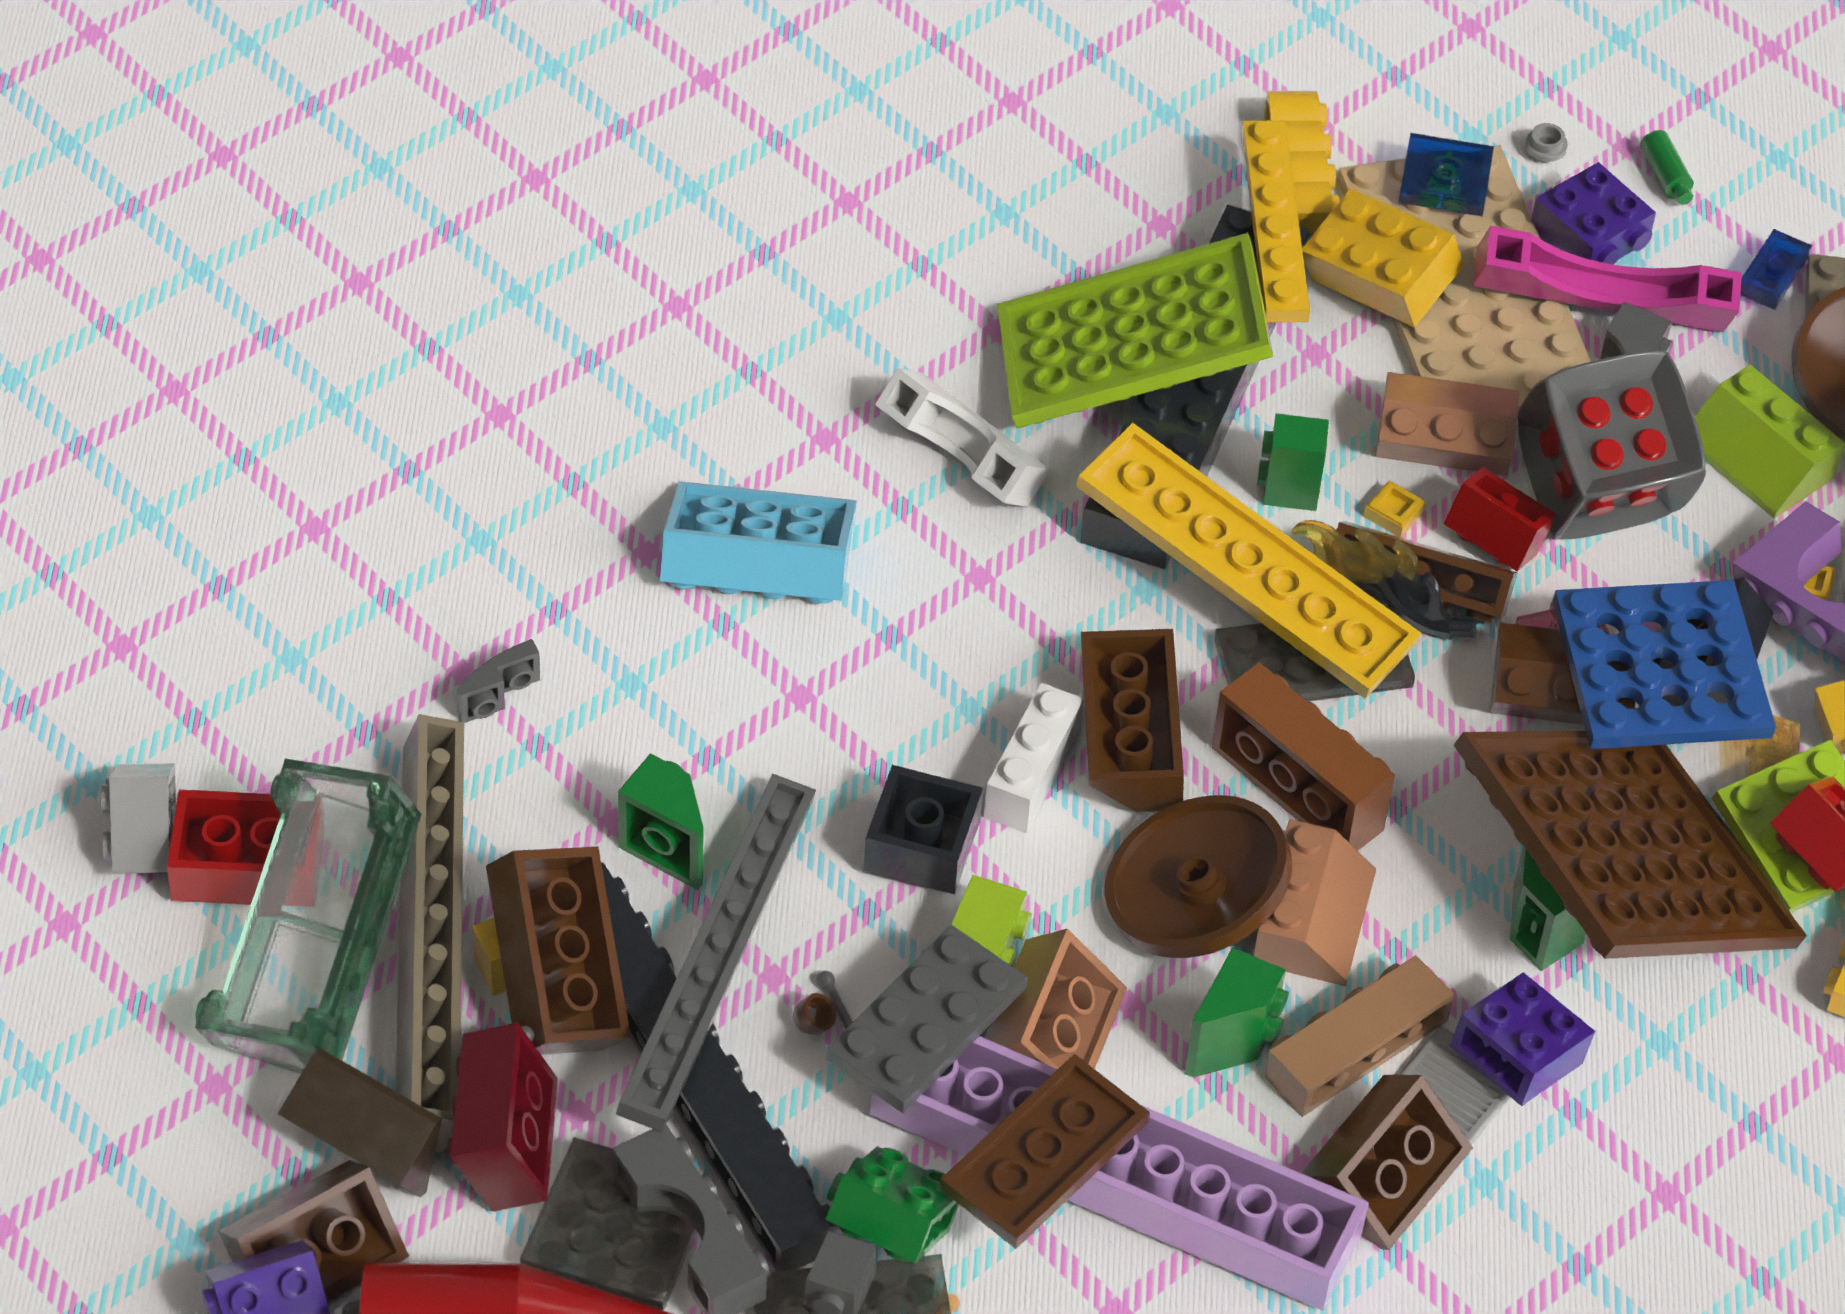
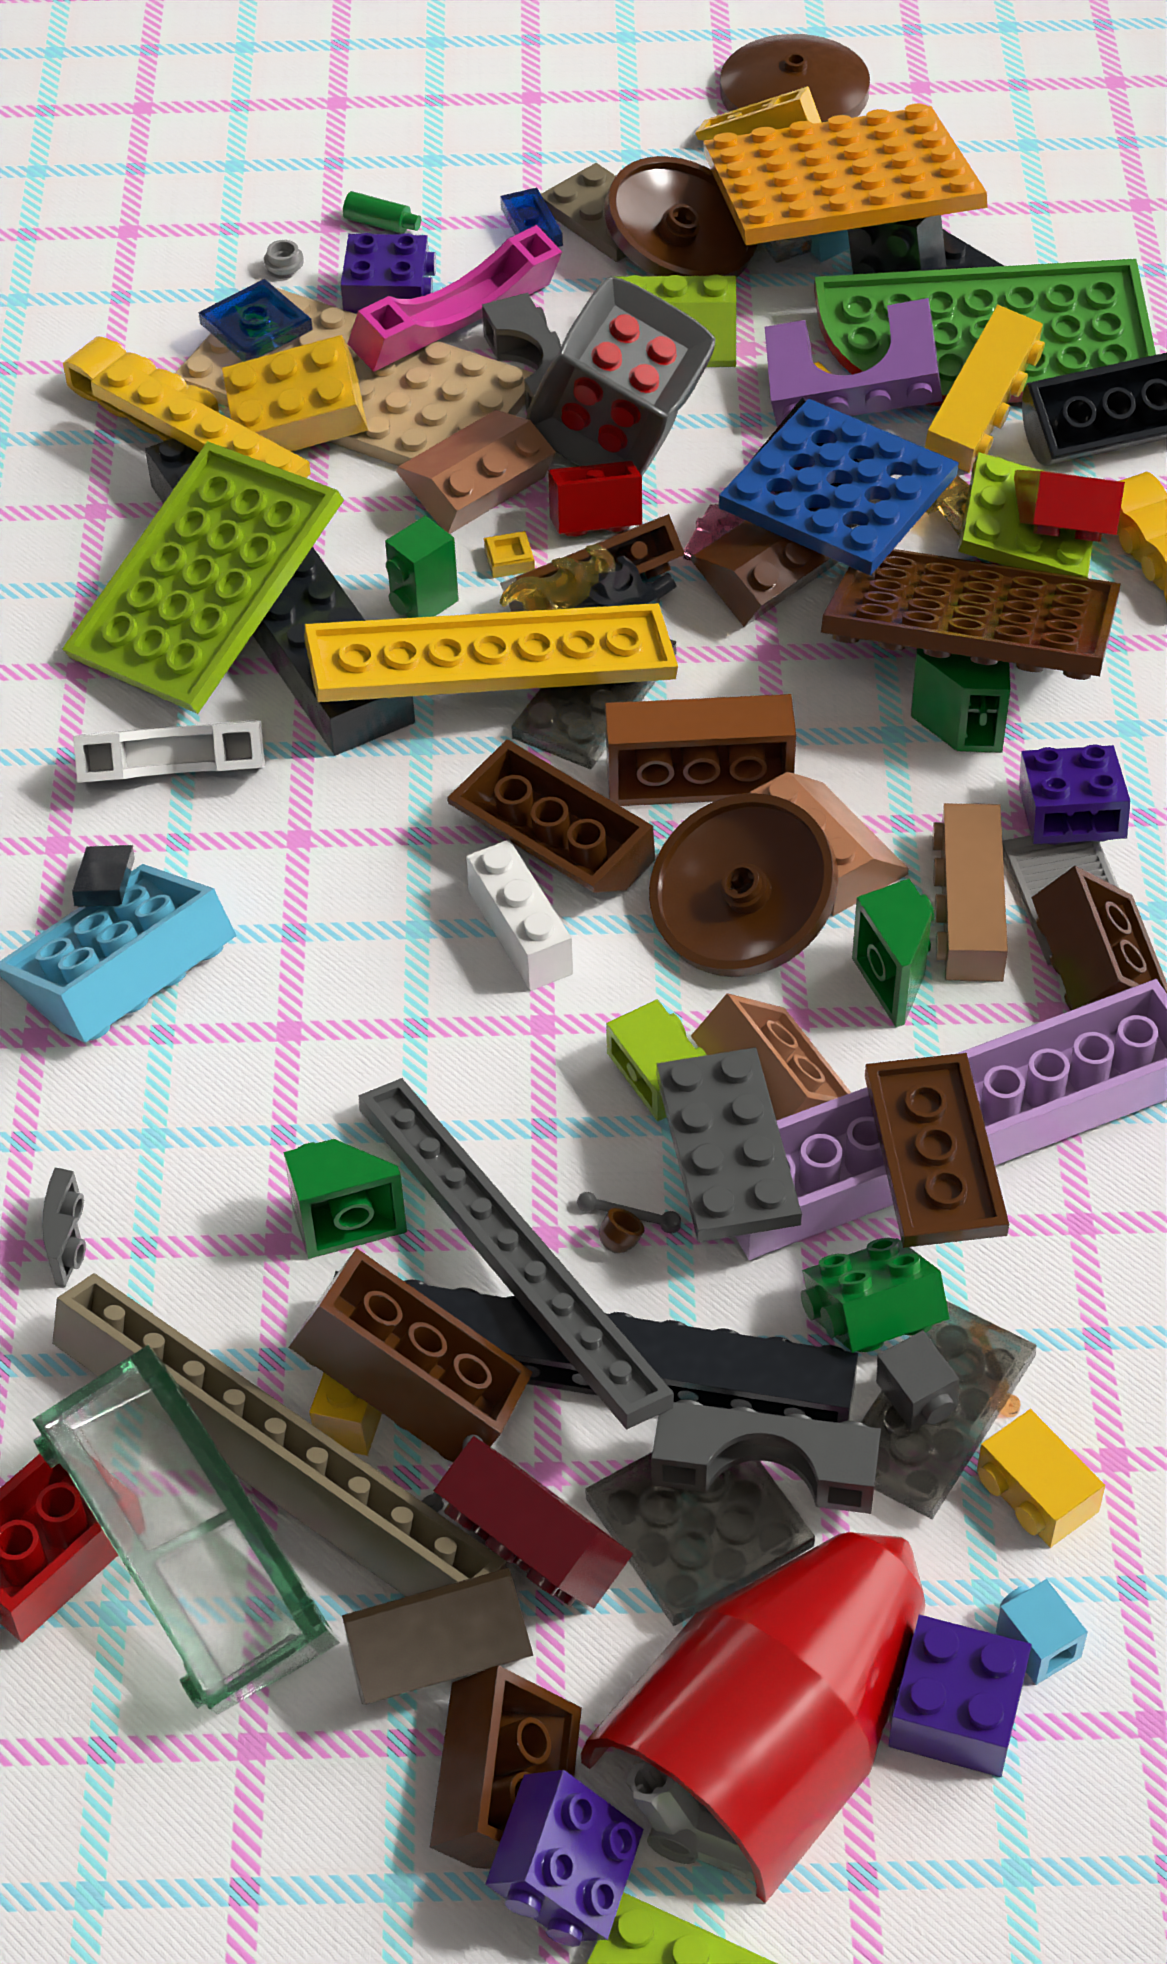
camera: 45 degrees left, 0 degrees up
(814, 483) = (103, 876): none -> black tile
(923, 829) = (520, 1030): black brick -> none

